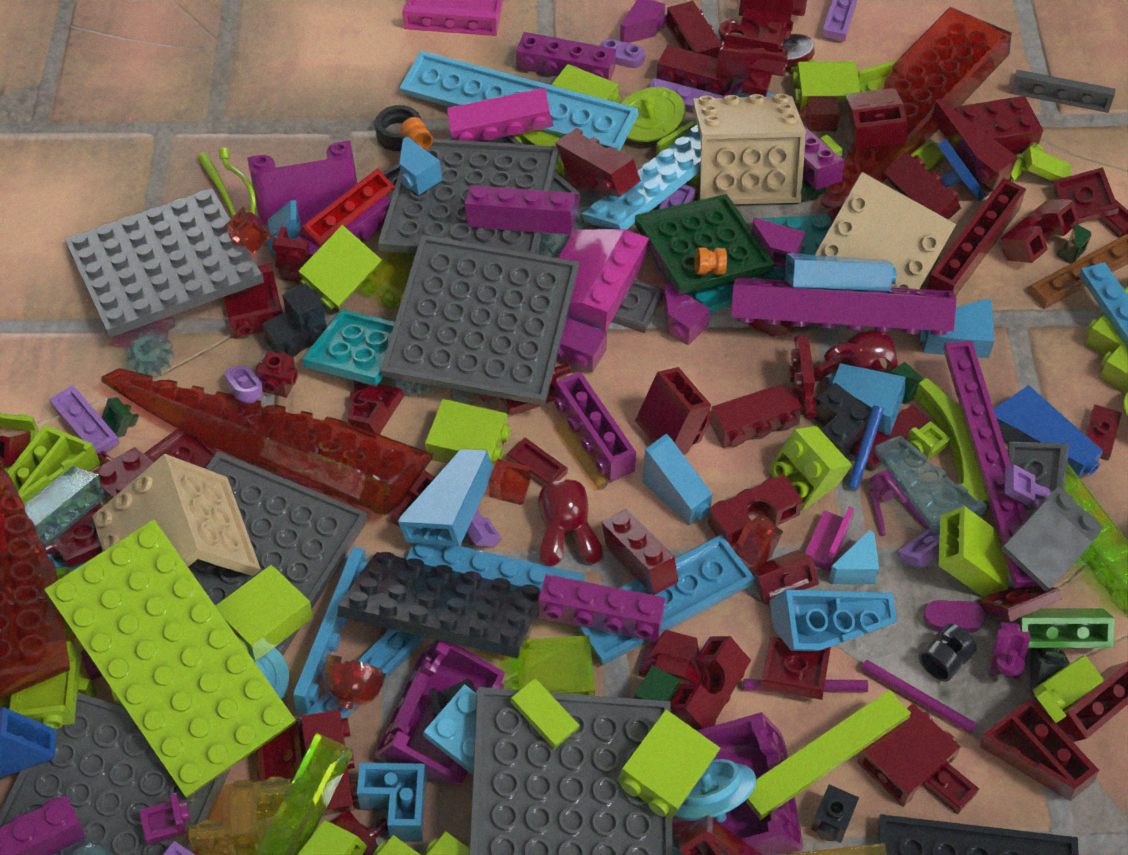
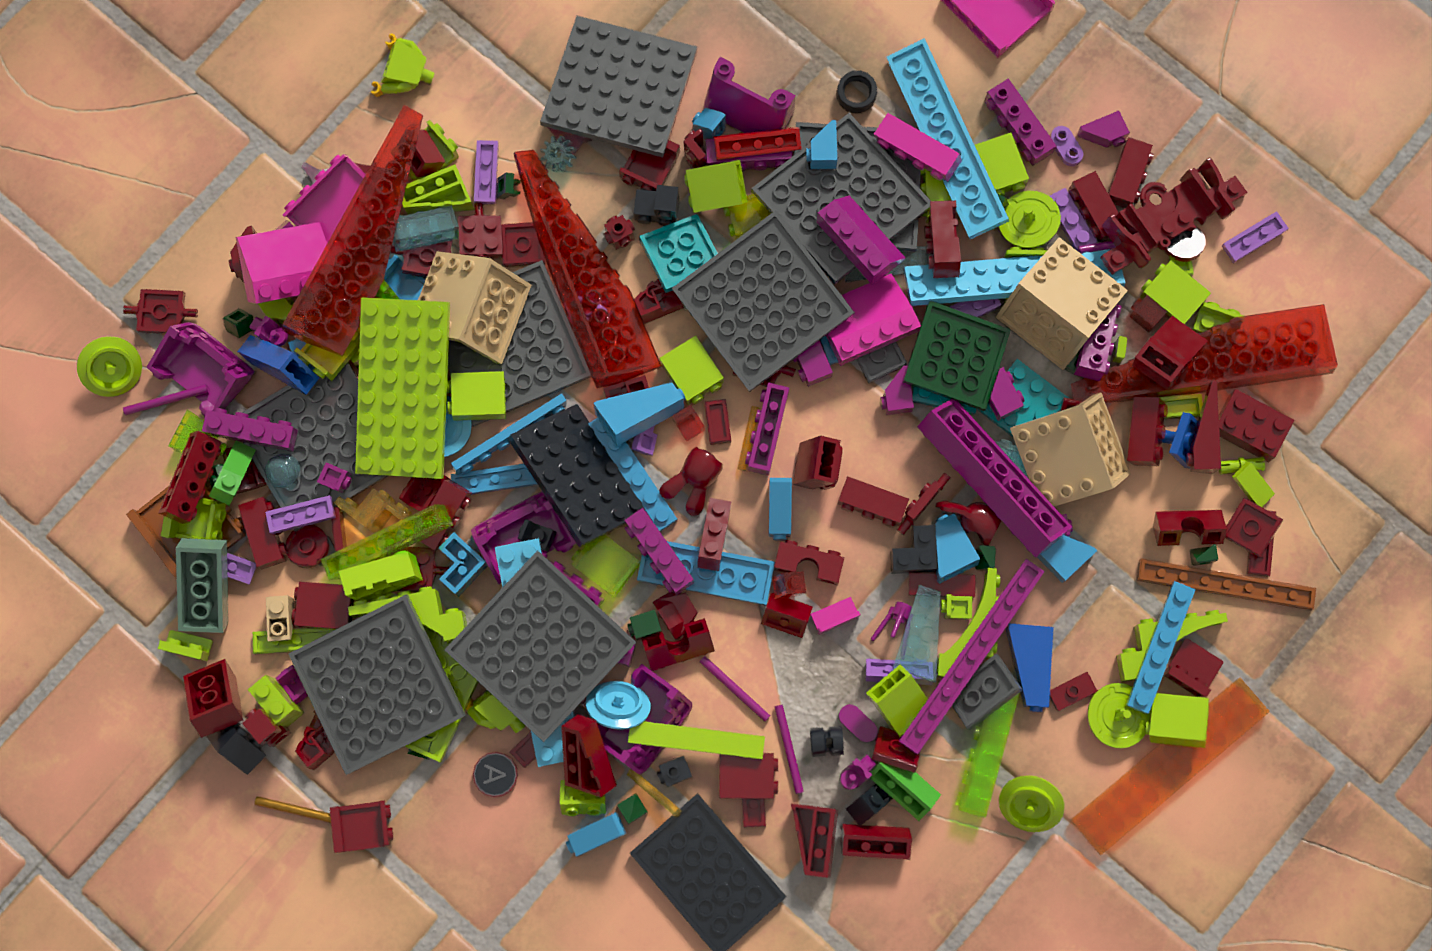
camera: 45 degrees right, 25 degrees up
(214, 175) = (707, 38): lime piece -> none
(243, 384) = (593, 224): medium lavender plate -> none
(248, 230) = (684, 108): clear red panel -> none
(351, 682) = (488, 480): clear red cylinder -> none
(416, 131) = (849, 116): orange wheel -> none
(544, 713) = (558, 595): lime tile -> none
(667, 765) = (597, 678): lime brick -> none
(710, 261) = (938, 379): orange wheel -> none
(795, 671) = (737, 675): dark red tile -> none
(810, 464) = (867, 563): lime slope -> none
(826, 618) = (778, 662): dark azure wedge -> none
(839, 272) = (1007, 455): dark azure slope -> none
(858, 564) = (835, 646): medium azure slope -> none
(865, 447) = (911, 581): blue bar -> none
(977, 238) = (1138, 500): dark red brick -> none
(1022, 486) = (962, 691): medium lavender plate -> none
(1052, 538) = (943, 735): dark grey slope -> none
(1063, 91) = (1337, 433): dark grey fence -> none
(1067, 686) = (856, 819): lime bracket -> none

